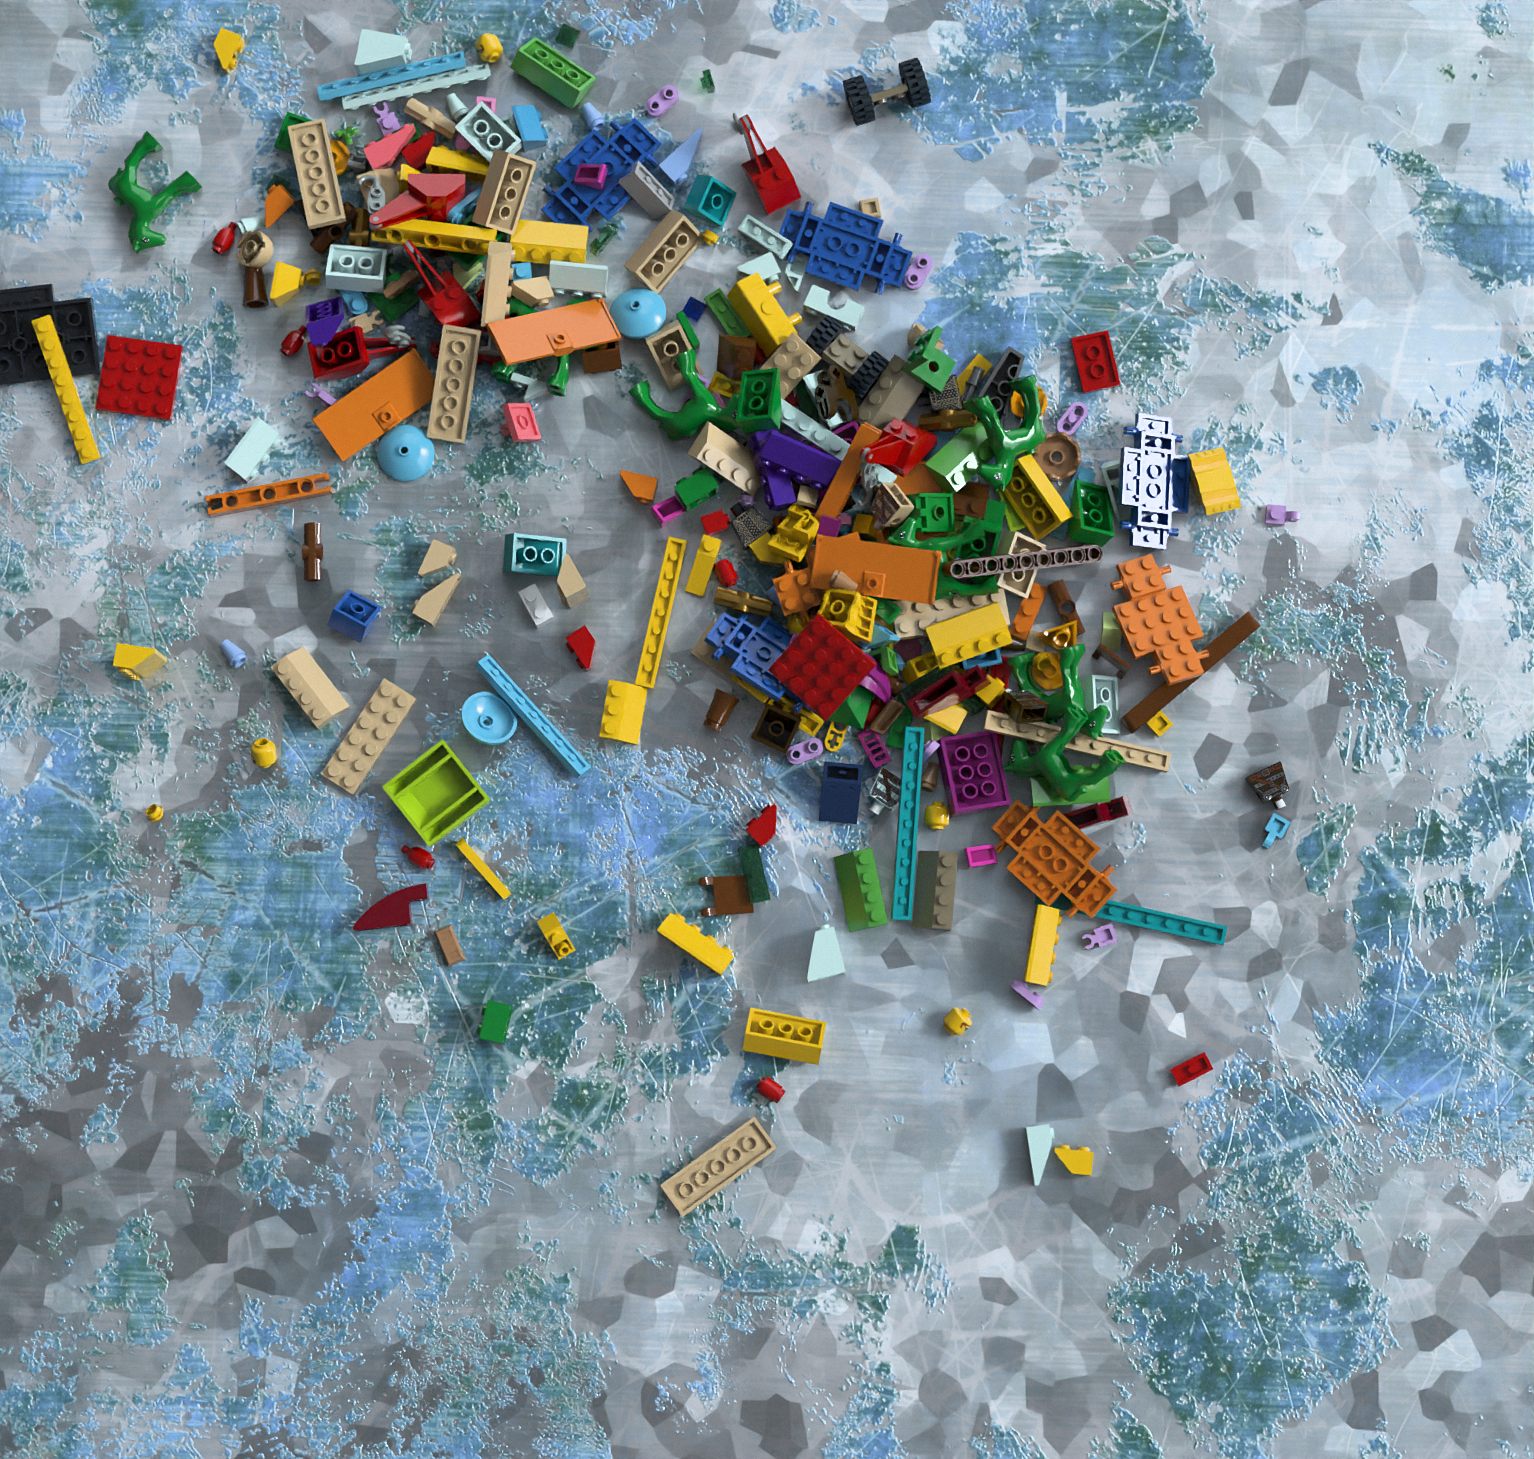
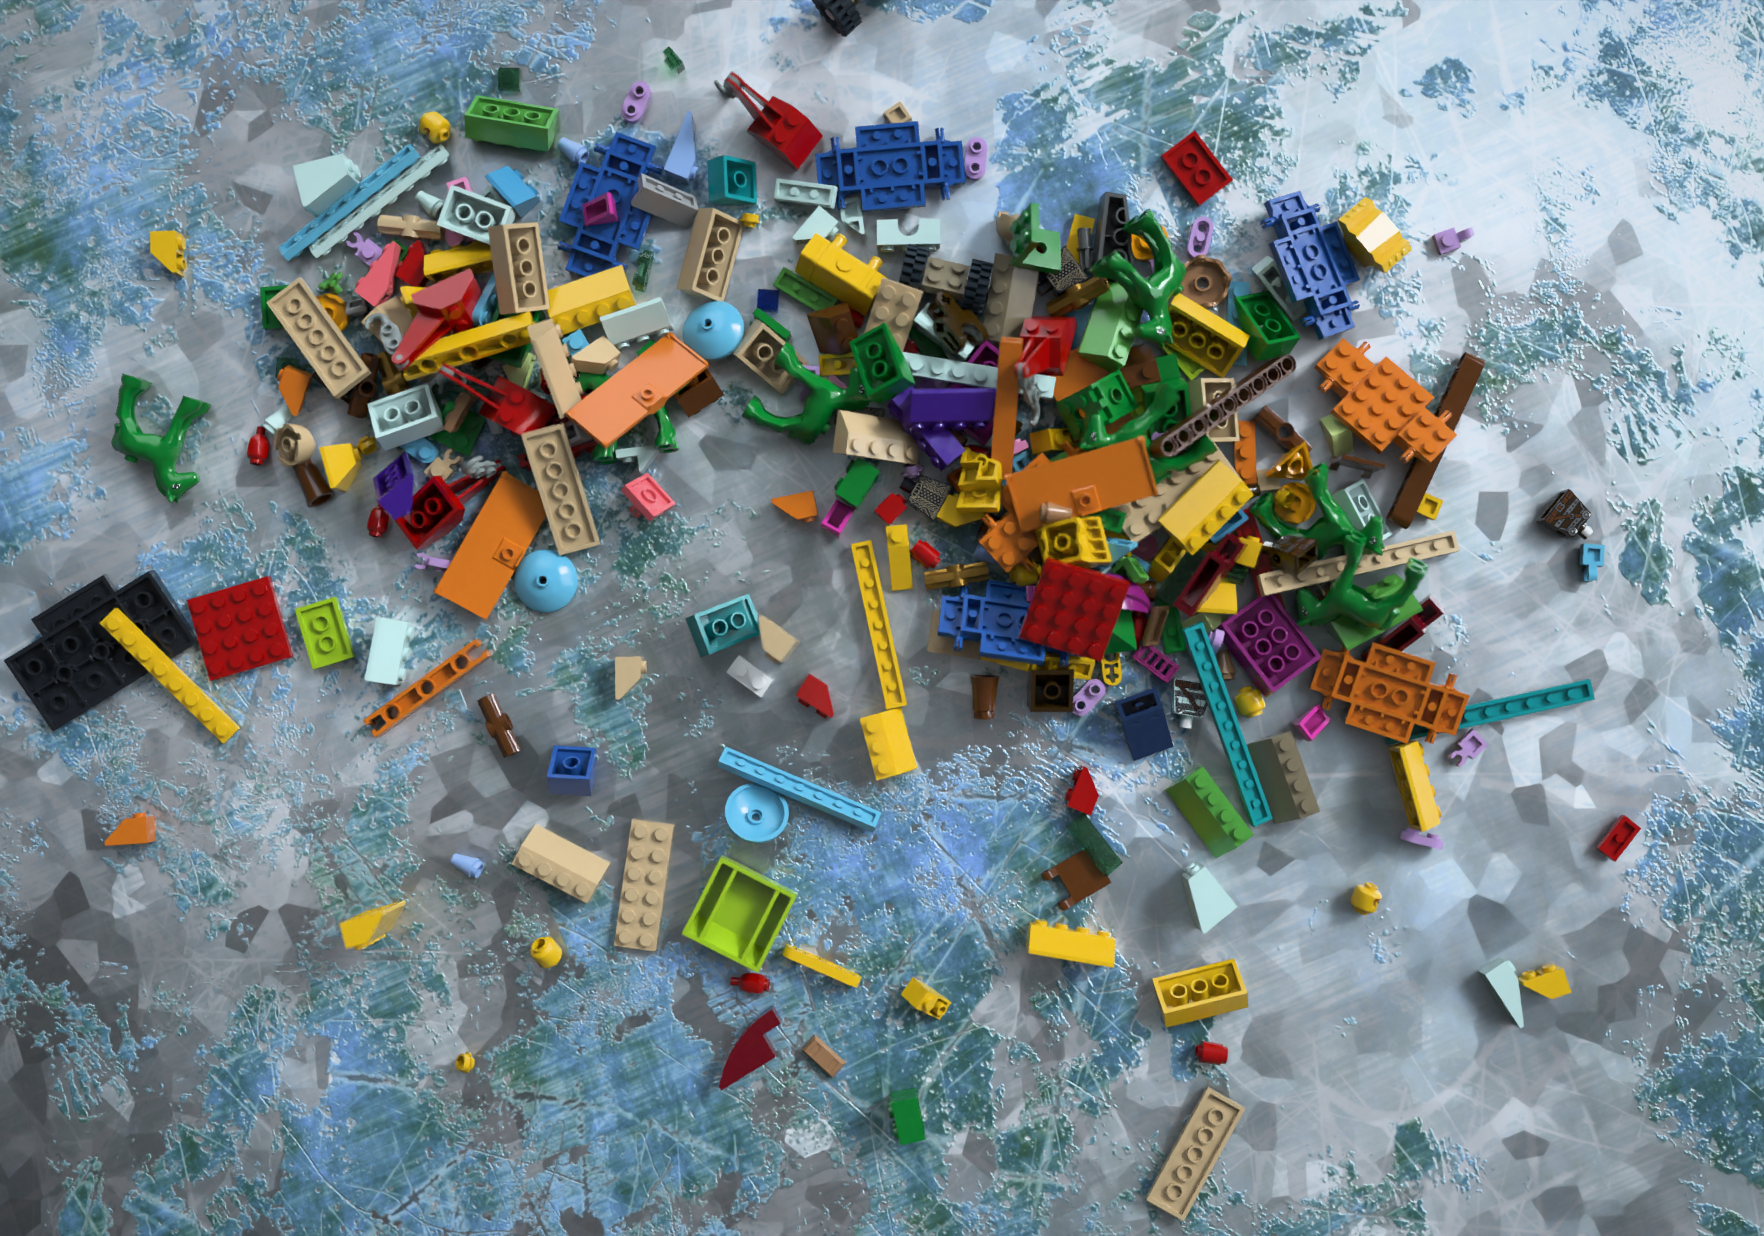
camera: 25 degrees left, 5 degrees up
(206, 412) = (325, 633): none -> lime plate
(433, 602) = (644, 723): tan slope -> none
(807, 496) = (973, 440): tan tile -> none
(829, 526) = (1011, 461): magenta tile -> none
(890, 506) = (1065, 412): torso -> none

